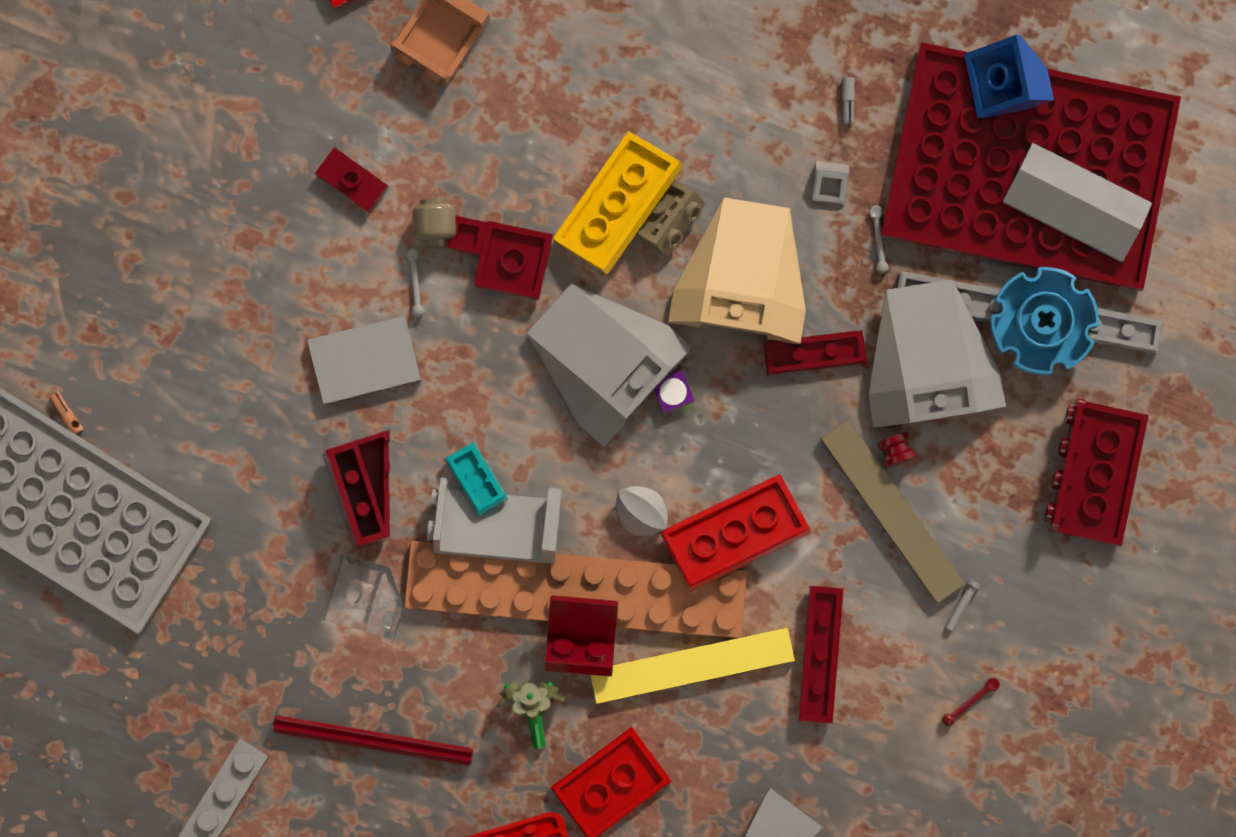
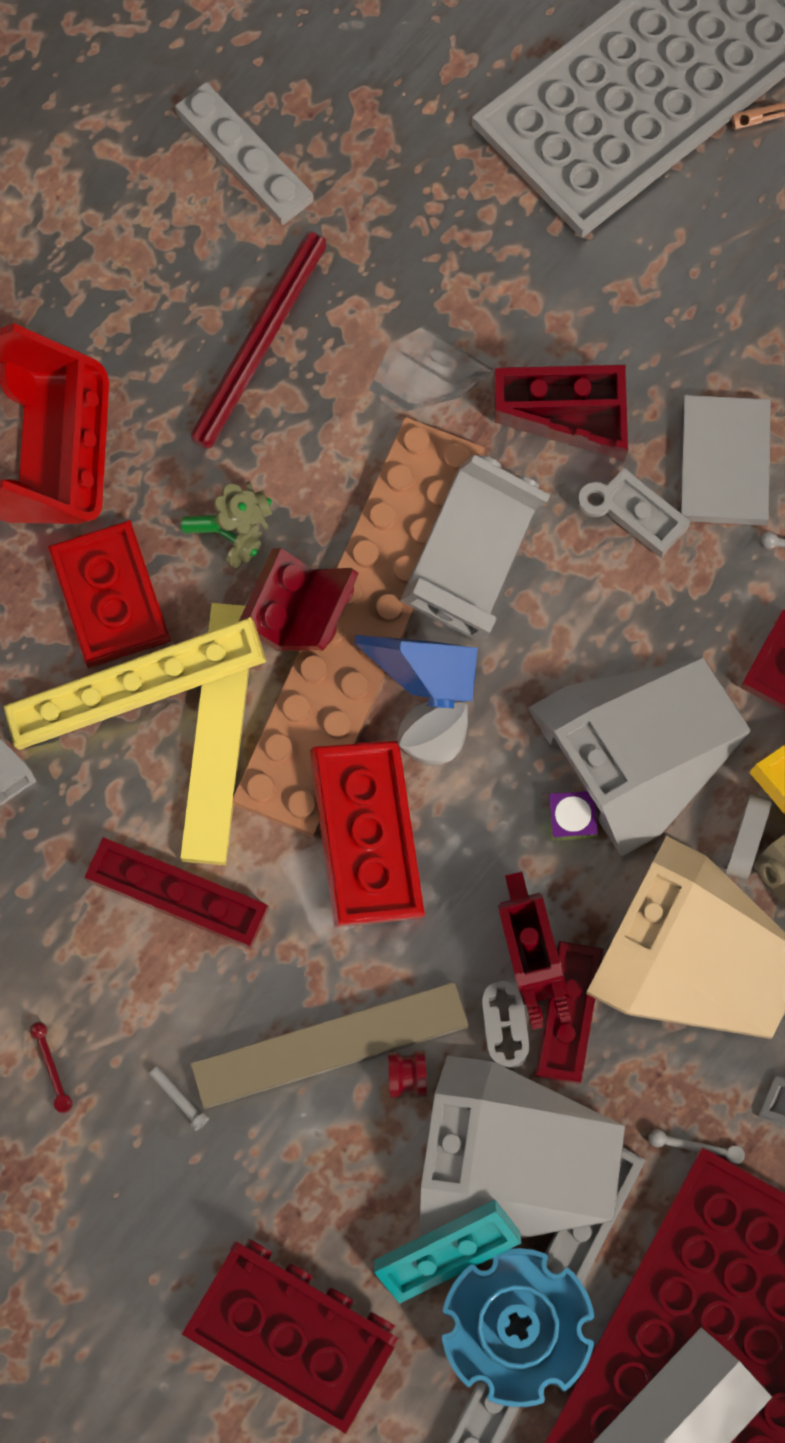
camera: 115 degrees right, 10 degrees down
(427, 412) = (636, 510): none -> light grey hinge
(476, 479) = (535, 543): teal plate -> none
(601, 527) = (425, 667): none -> slope
(651, 263) = (748, 837): none -> light grey beam
(679, 736) = (134, 683): none -> light yellow tile
(784, 388) = (532, 950): none -> dark red hinge
(836, 386) = (494, 1026): none -> light grey beam
(1010, 383) = (447, 1251): none -> teal plate

